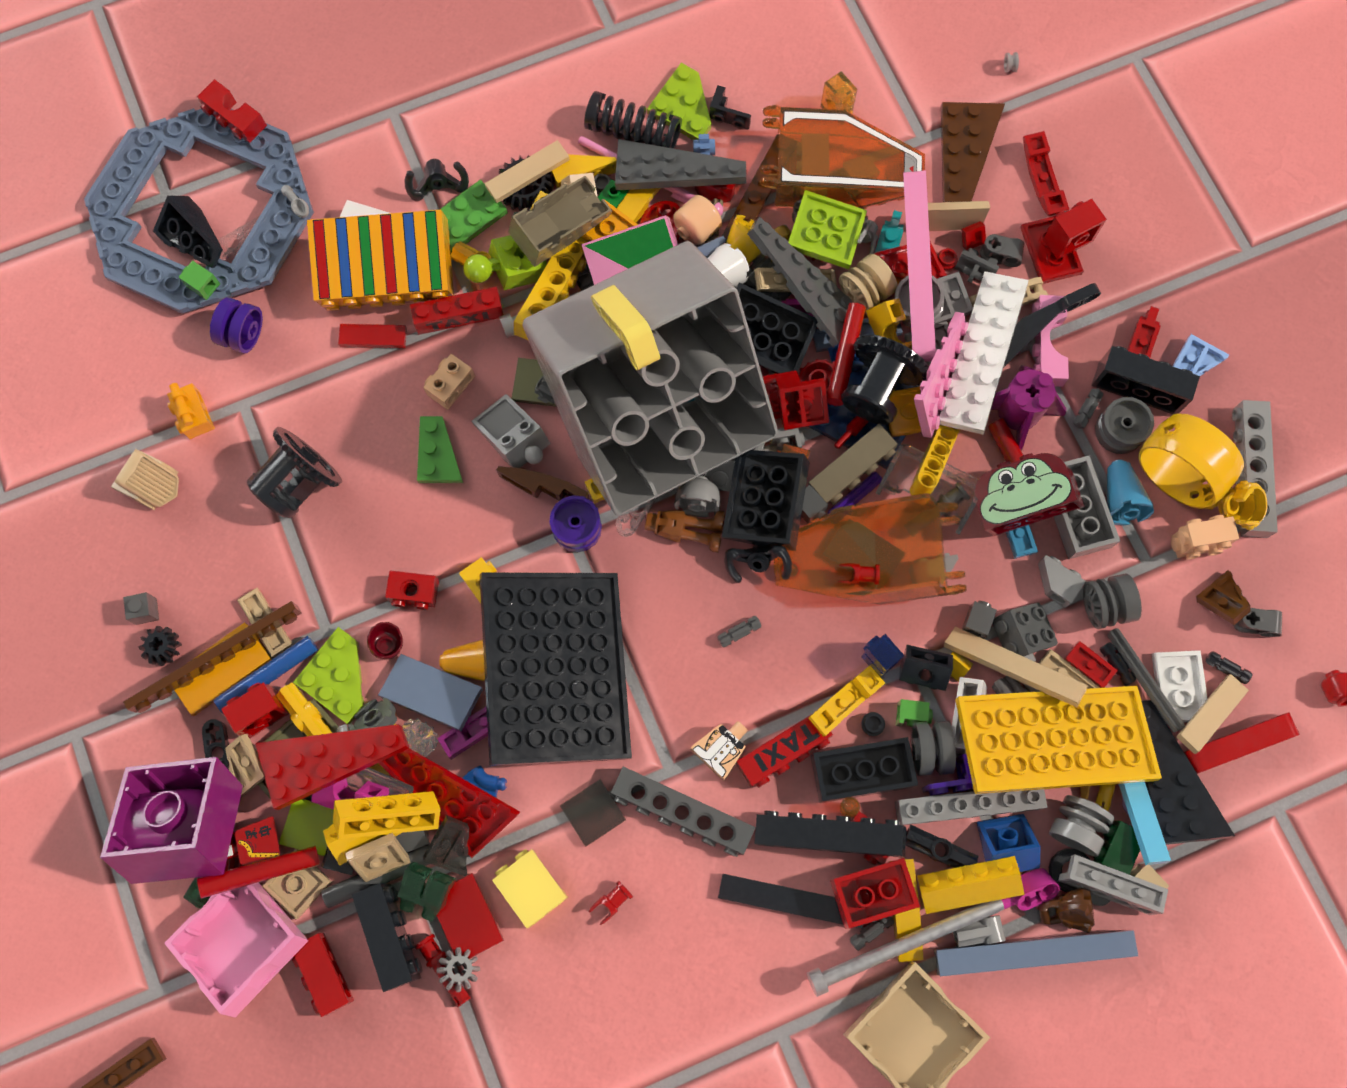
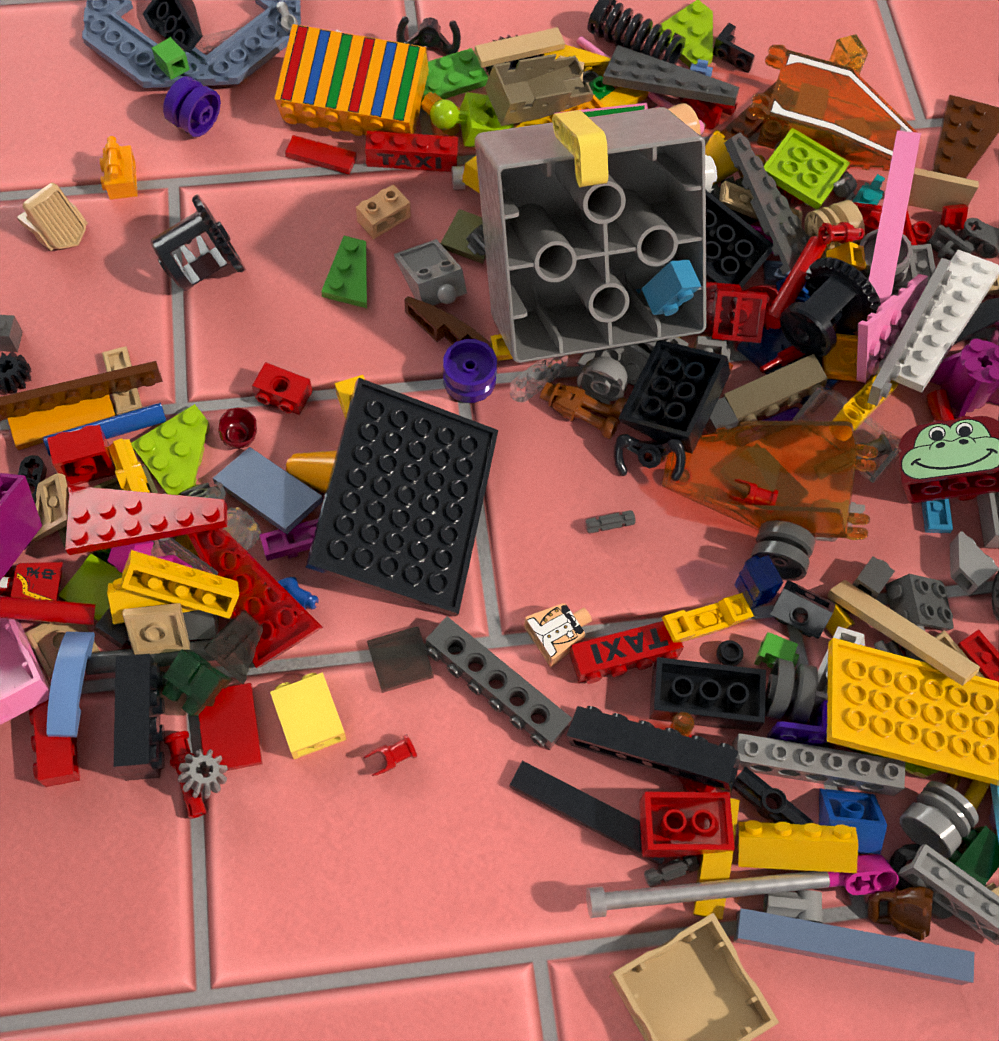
camera: 10 degrees right, 10 degrees down
(316, 924) = (67, 684): none -> medium blue slope
(739, 411) = (671, 287): none -> dark azure brick
(877, 294) = (840, 233): none -> red piece
(896, 619) = (787, 547): none -> dark grey wheel
(960, 387) = (908, 335): none -> light grey plate

